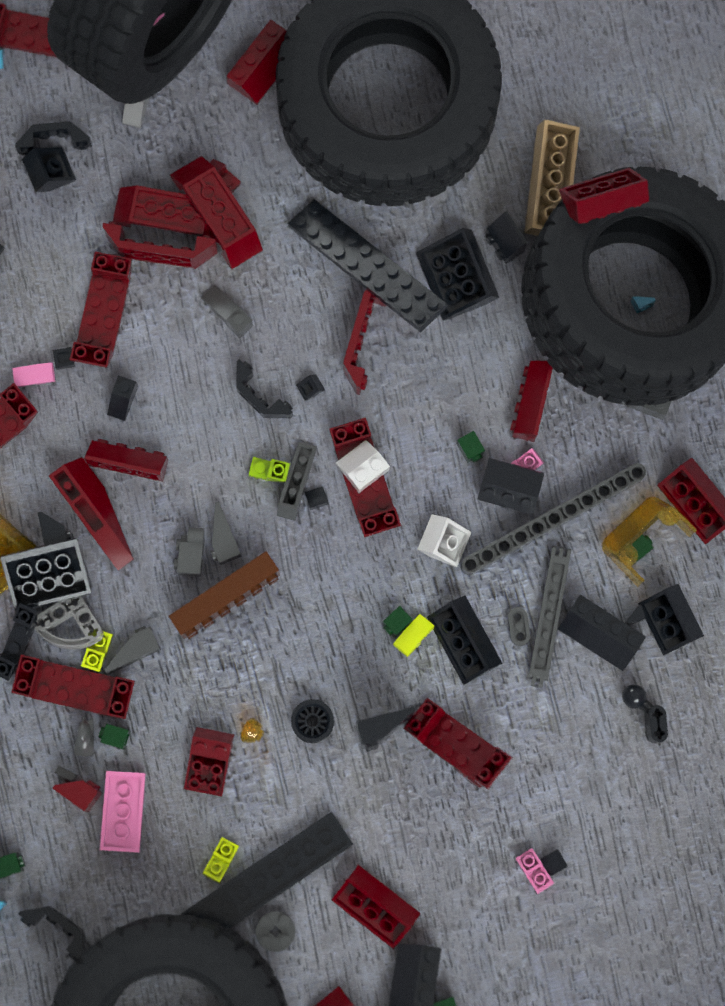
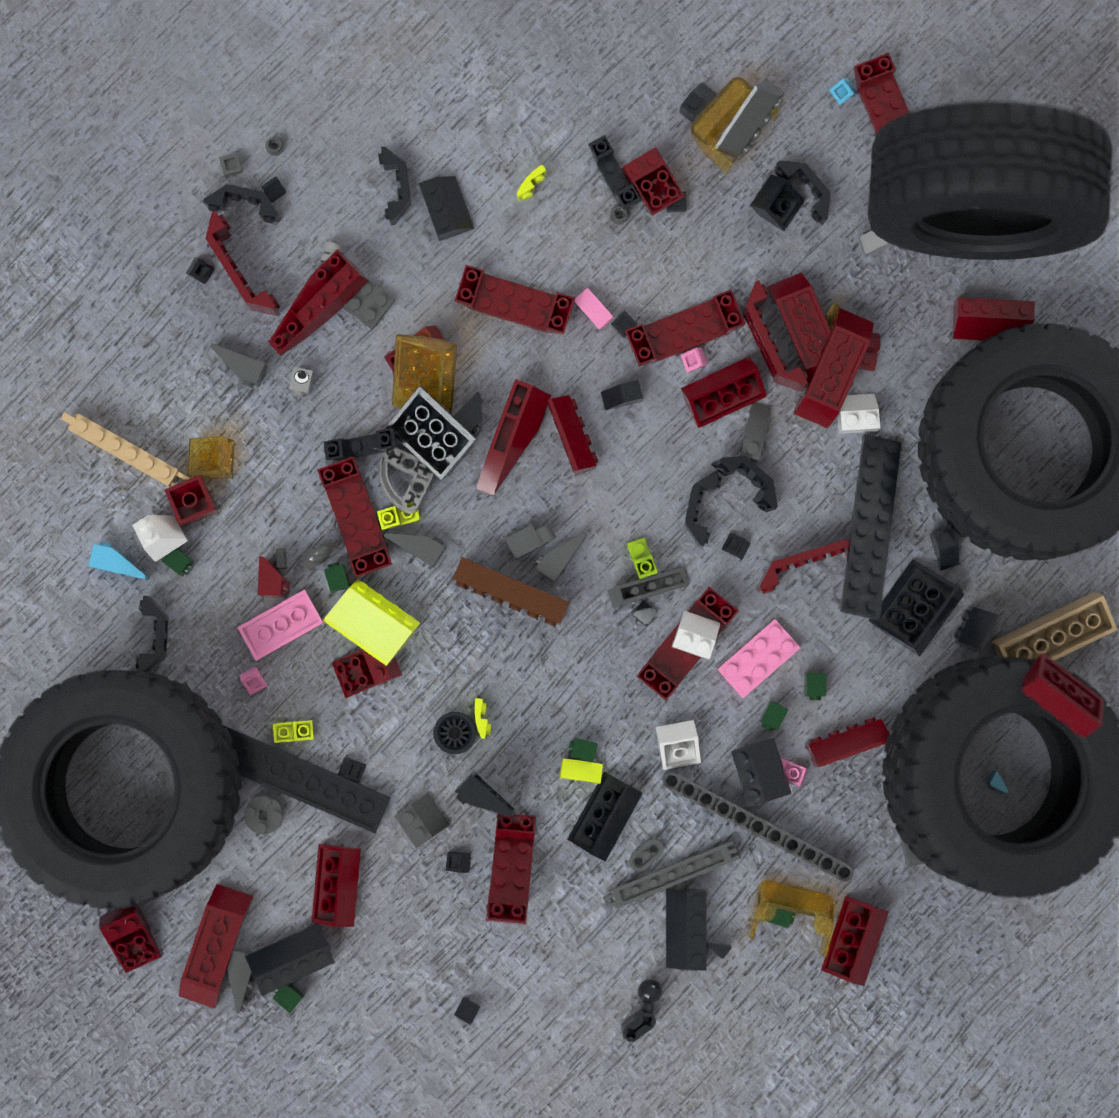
camera: 60 degrees right, 5 degrees up
(132, 320) = (694, 359): none -> bright pink slope
(154, 867) = (253, 680): none -> bright pink slope
(170, 185) = (831, 313): none -> clear yellow slope
(172, 728) = (372, 622): none -> neon yellow slope
(176, 313) = (724, 392): none -> dark red slope
(252, 731) = (413, 688): clear yellow cone -> none
(269, 217) = (859, 414): none -> white slope
(286, 830) = (352, 769): none -> black slope
(287, 337) = (766, 497): none -> black slope
(321, 693) = (483, 726): none -> neon yellow slope
(368, 796) = (422, 820): none -> dark grey slope
(415, 429) = (758, 658): none -> bright pink plate
(423, 220) = (945, 548): none -> black slope
(423, 789) = (458, 862): none -> black slope
(468, 397) = (814, 685): none -> dark green brick
(534, 871) = (450, 999): bright pink slope -> none
(671, 619) = (736, 981): black slope -> none

